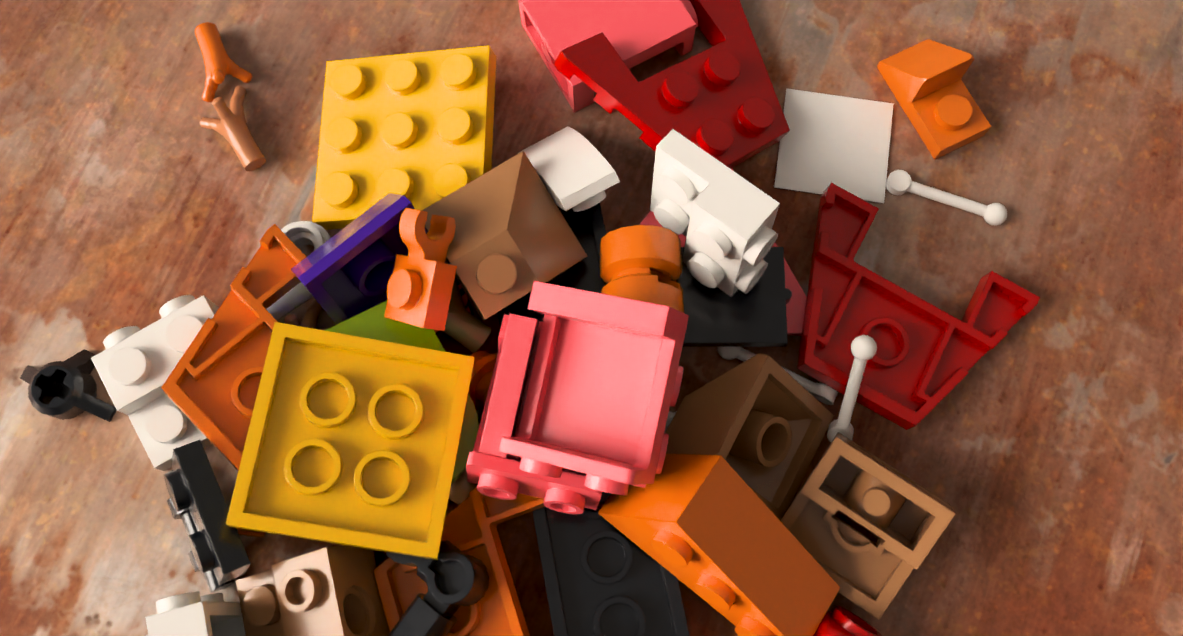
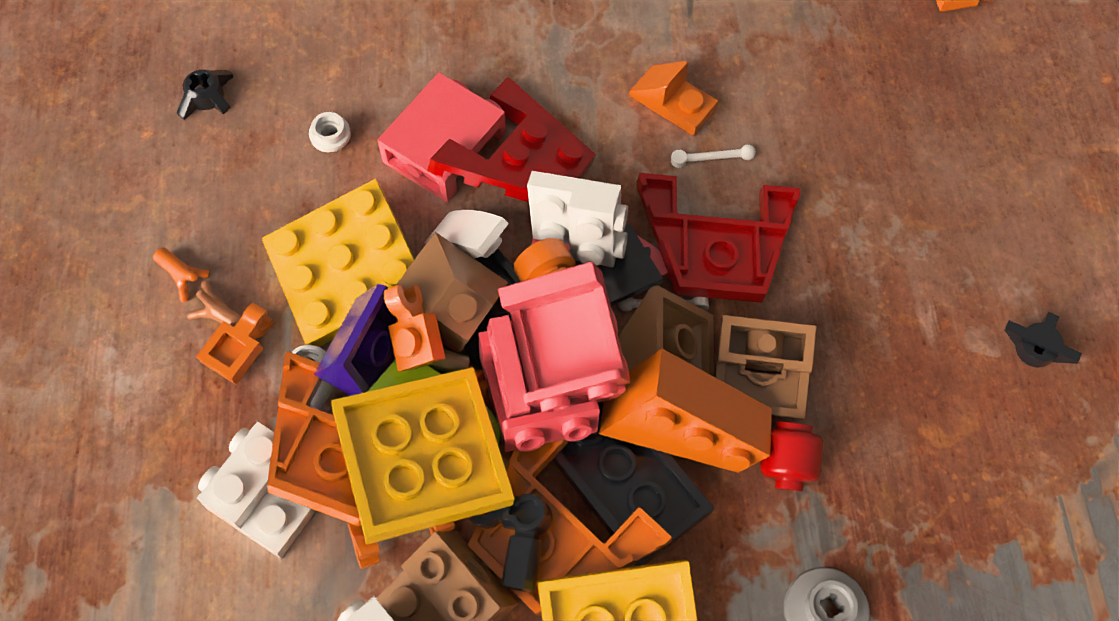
camera: 30 degrees left, 10 degrees down
(66, 388) = (181, 531): black piece -> none
(204, 512) = (335, 560): black plate -> none
(228, 186) = (235, 348): none -> orange plate
(835, 143) = (626, 150): white sticker -> none
(863, 349) = (712, 257): white hinge -> none

